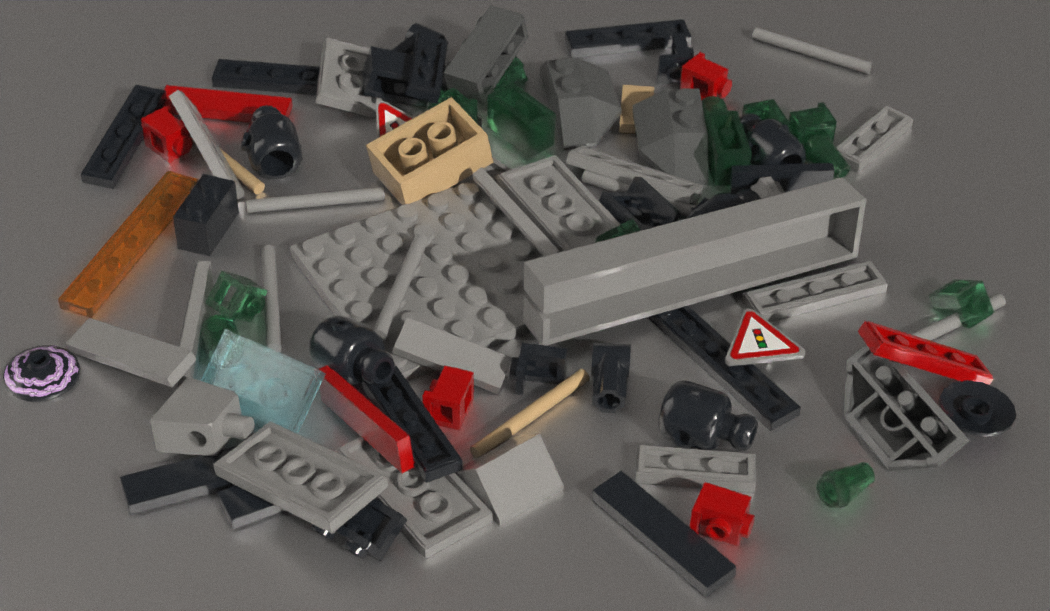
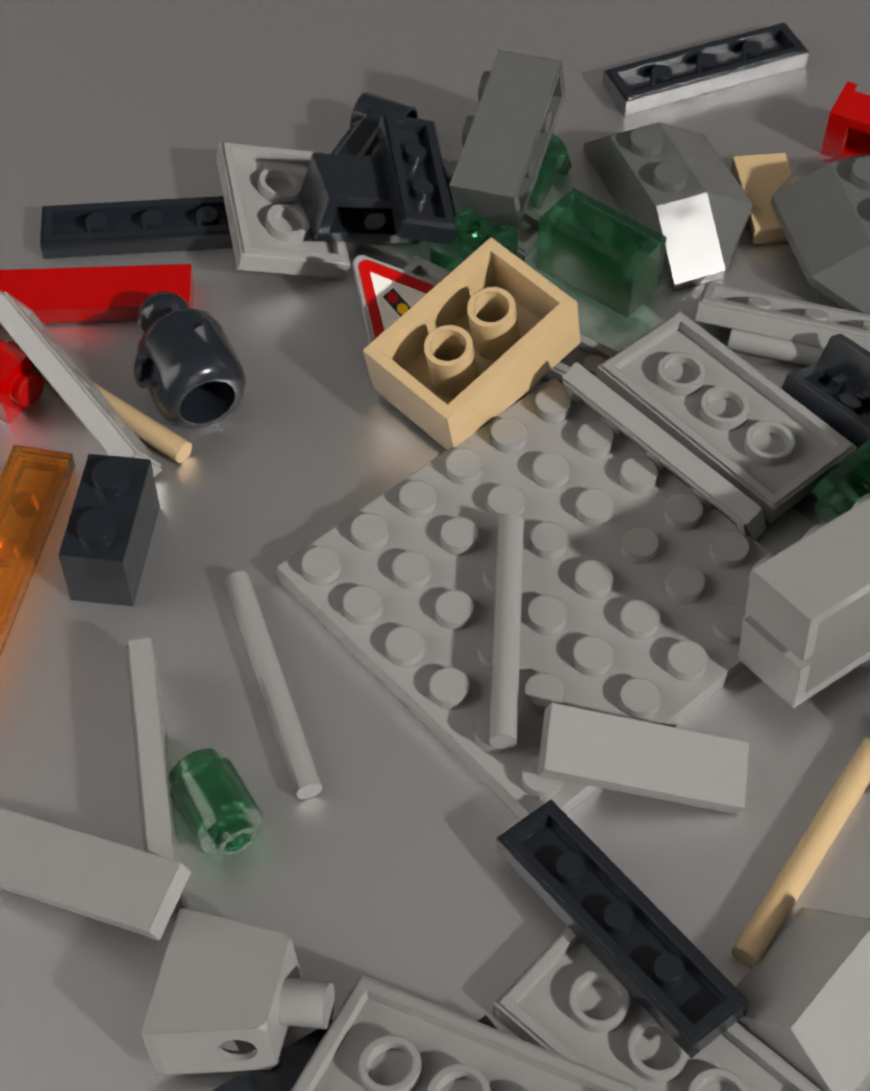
camera: 10 degrees left, 10 degrees up
(246, 301) = (229, 709): clear green brick -> none
(266, 381) = (334, 890): clear light blue tile -> none
(315, 199) = (288, 460): light grey bar -> none
(351, 351) = (468, 793): black piece -> none
(366, 420) = (542, 940): red tile -> none
(450, 397) = (667, 847): red brick -> none
(538, 364) = (798, 744): black bracket -> none
(671, 65) = (806, 101): black bracket -> none

